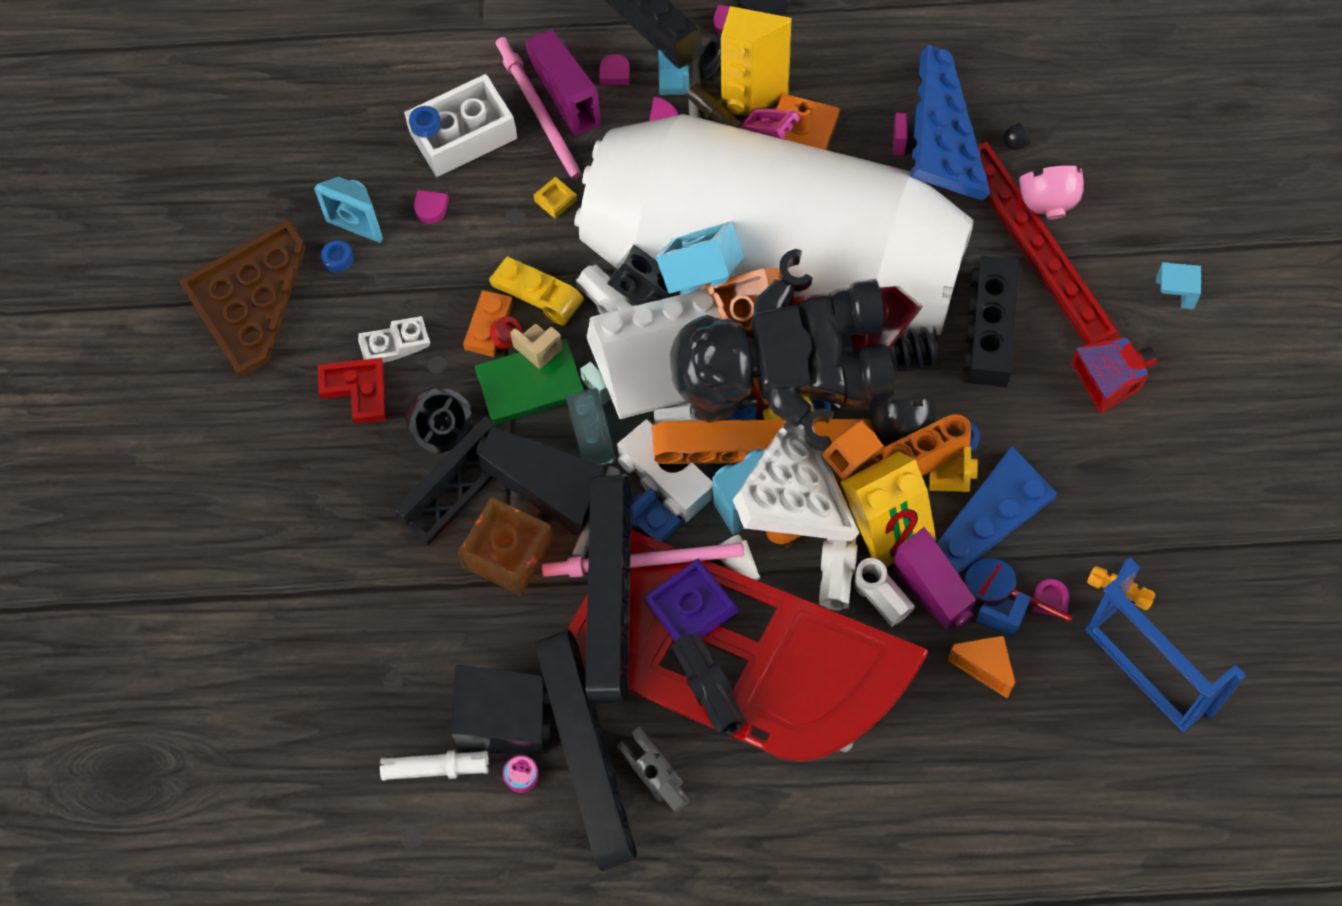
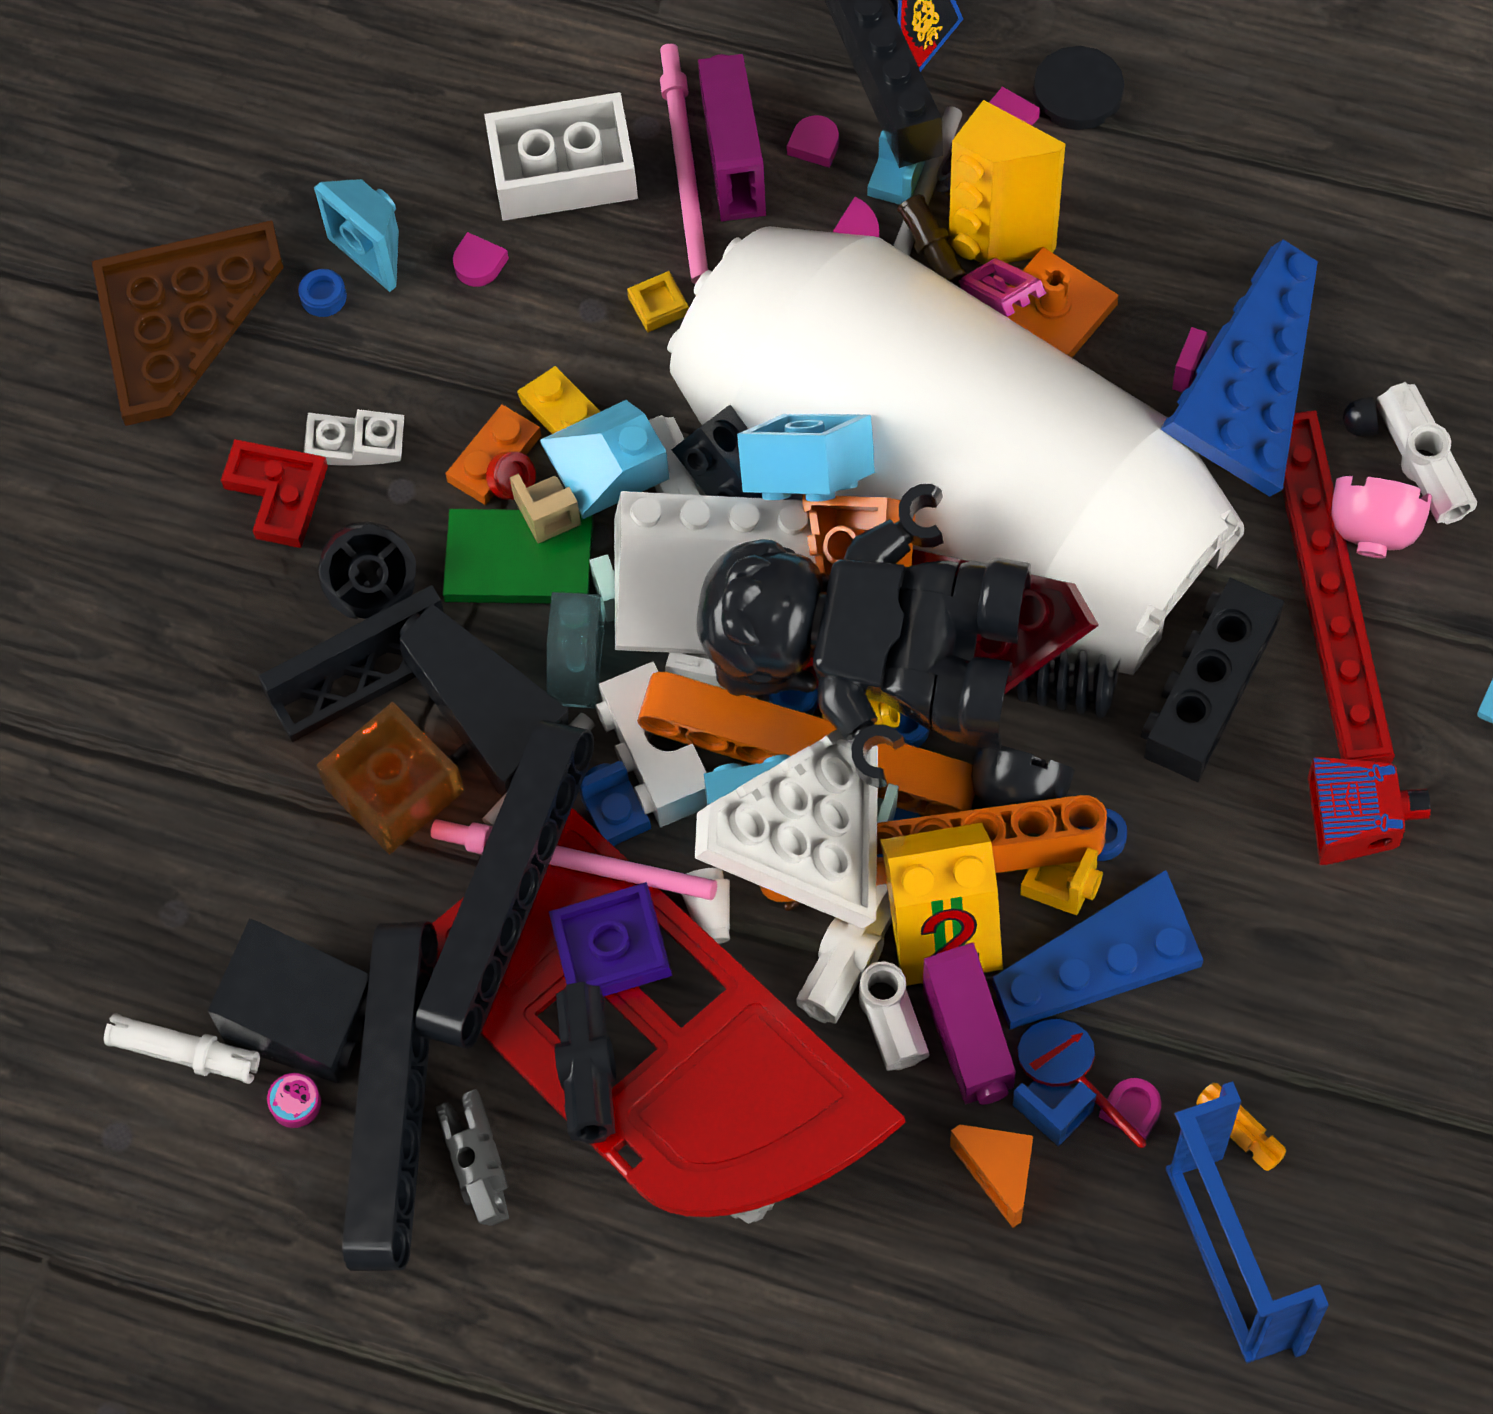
camera: 20 degrees right, 0 degrees up
(425, 121) = (506, 136): blue tile -> none
(567, 299) = (607, 456): none -> medium azure slope
(852, 450) = (914, 799): orange brick -> none
(1052, 136) = (1416, 430): none -> white piece

